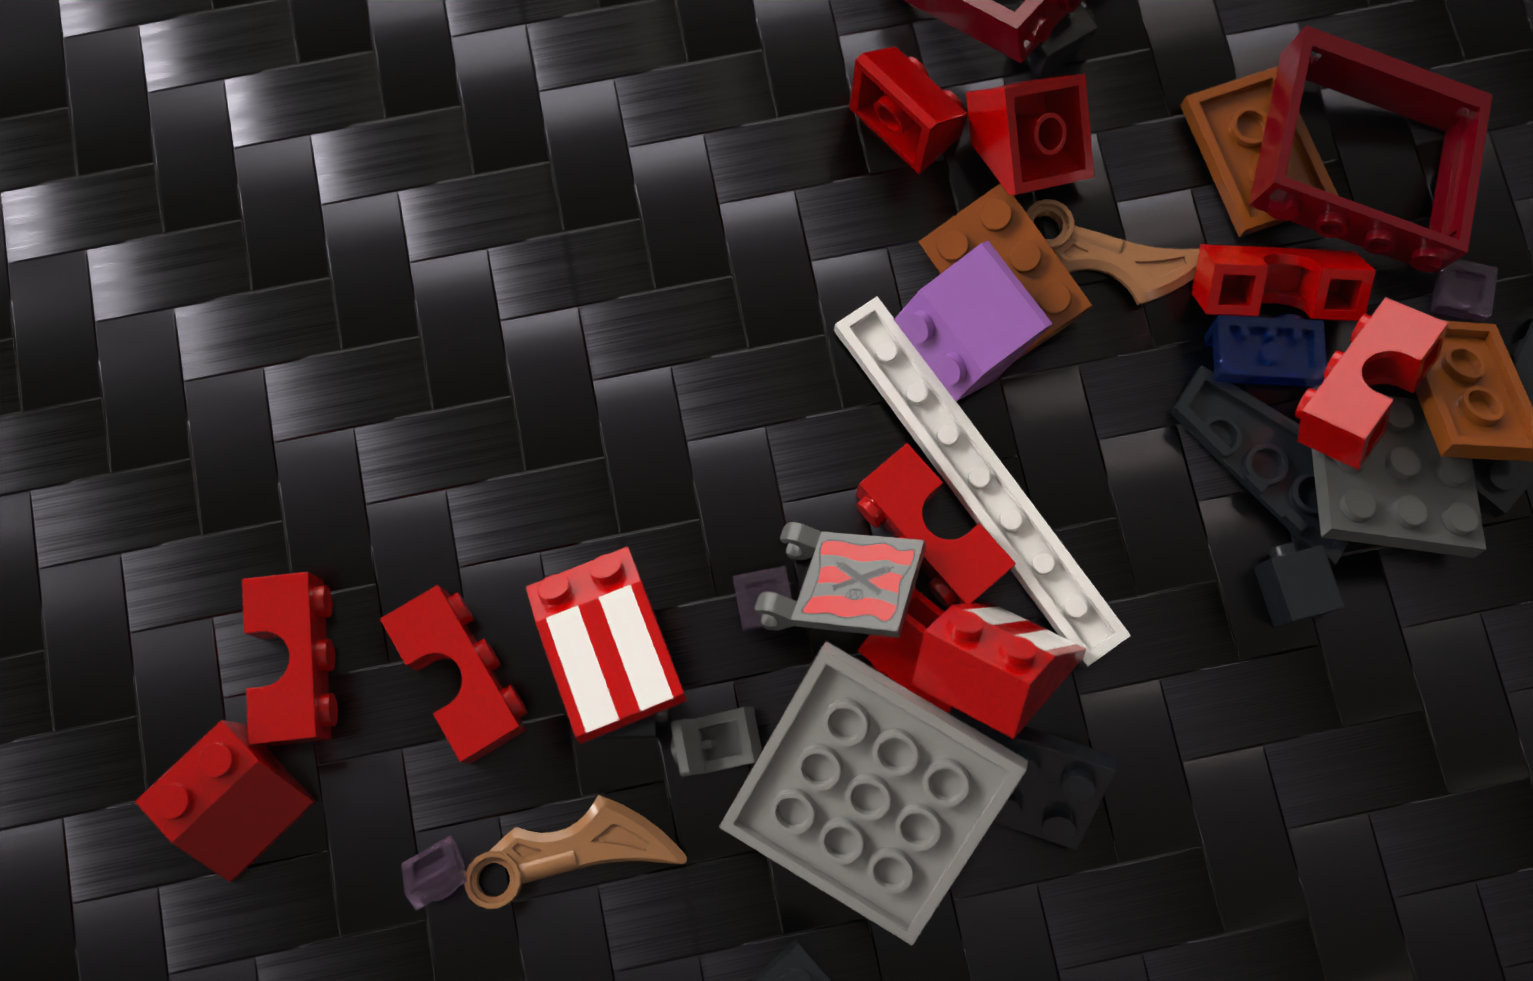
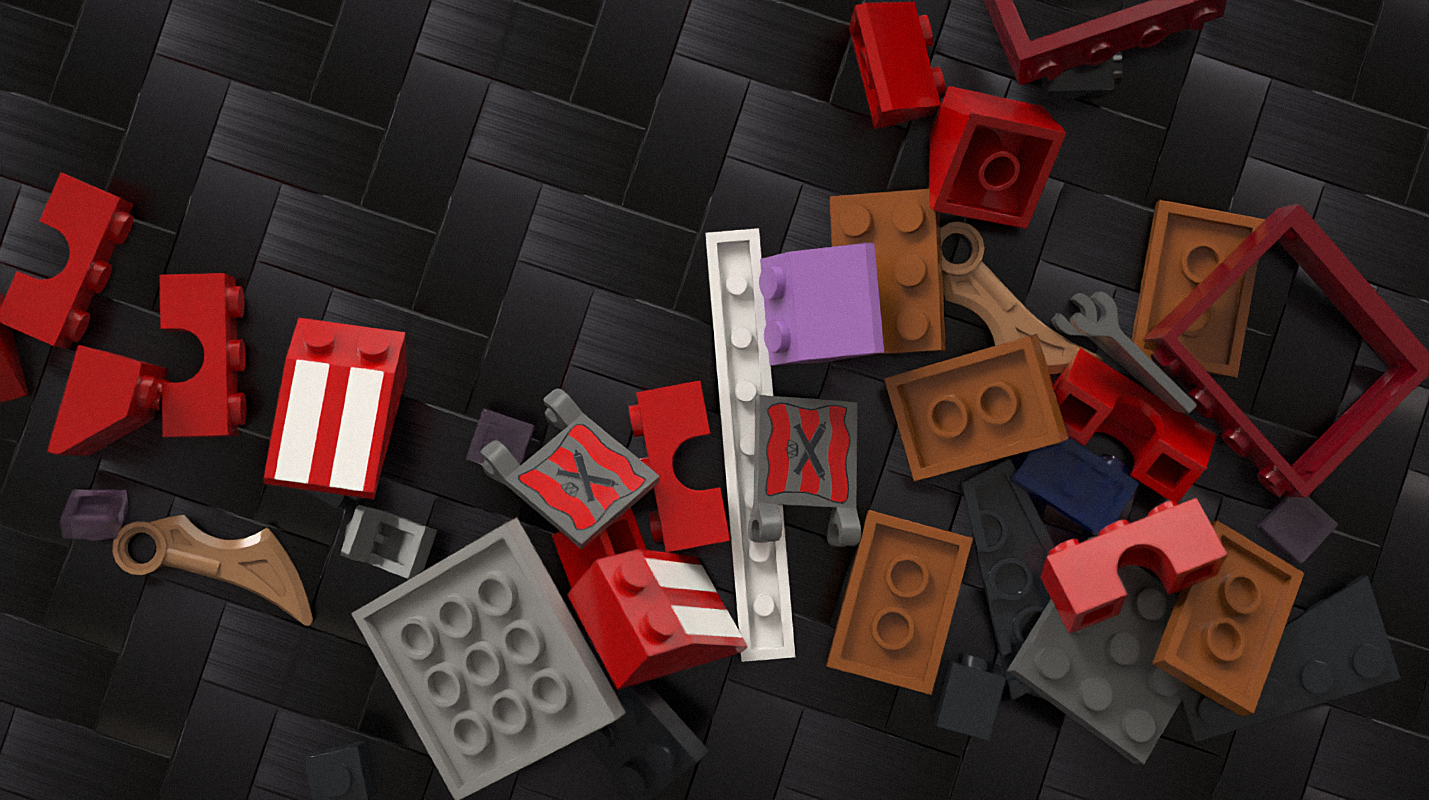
camera: 35 degrees right, 10 degrees up
(390, 758) = (105, 401): none -> red slope
(1035, 467) = (808, 460): none -> flag
(1151, 335) = (976, 408): none -> dark orange plate
(1186, 539) = (899, 602): none -> dark orange plate
(1240, 220) = (1119, 347): none -> dark grey flag

